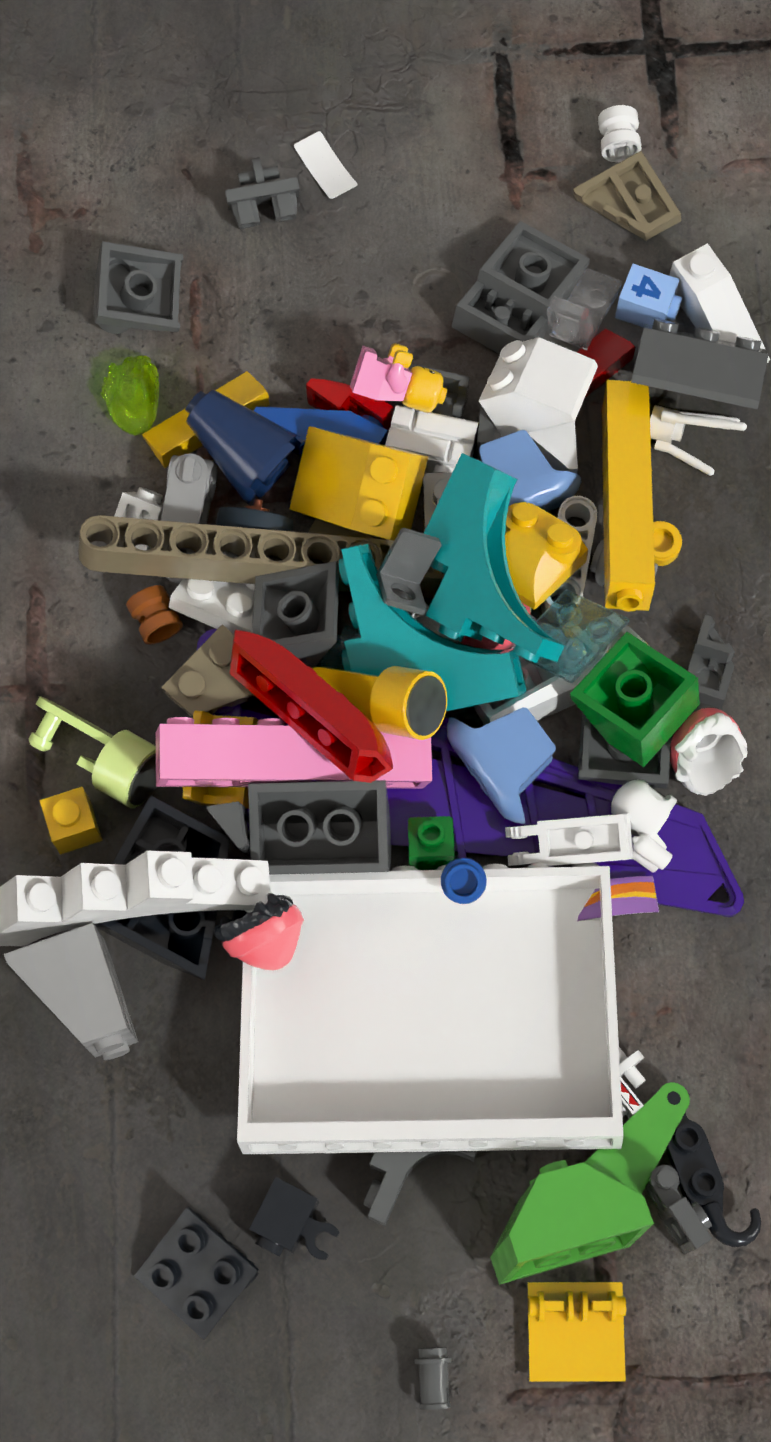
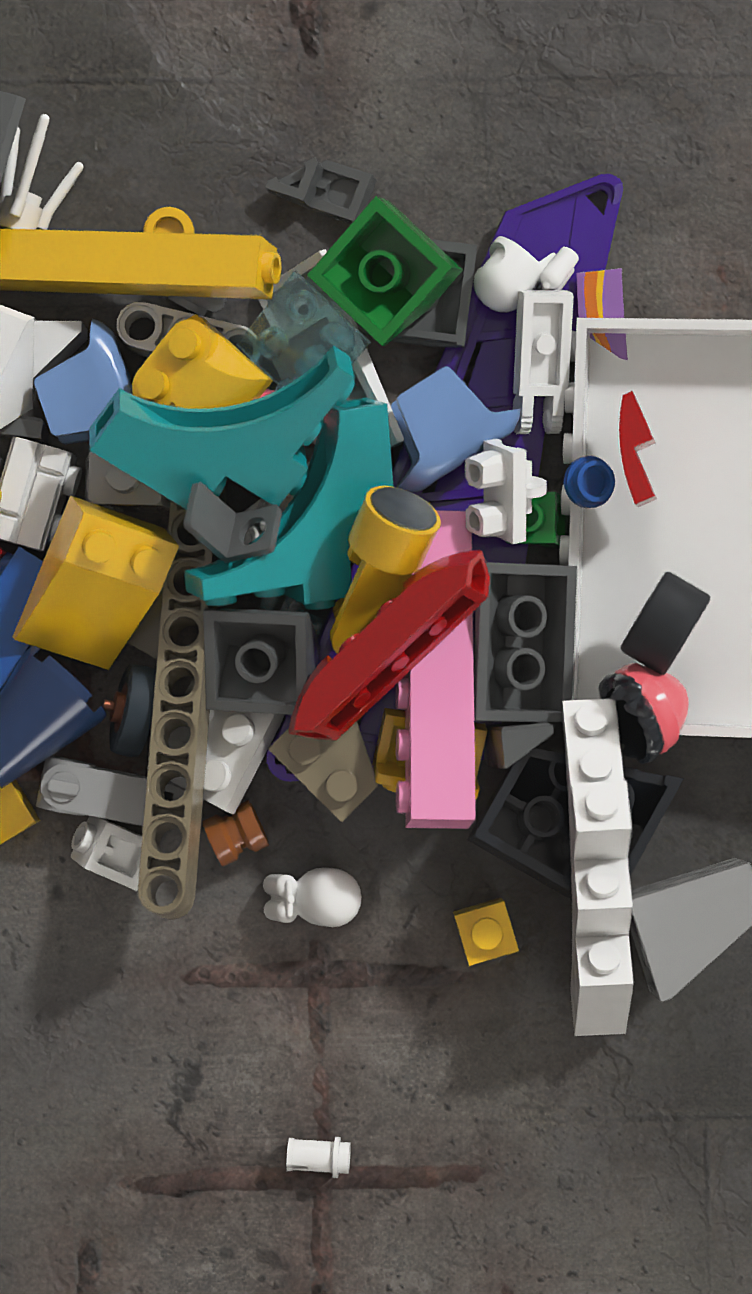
camera: 85 degrees left, 15 degrees up
(100, 684) = (320, 897): none -> white piece
(124, 765) = (426, 864): yellowish green piece -> none
(339, 943) = (665, 623): none -> black tyre
(467, 797) = (507, 491): none -> white hips
(507, 912) = (633, 437): none -> red slope
(707, 751) = (438, 197): white hair -> none

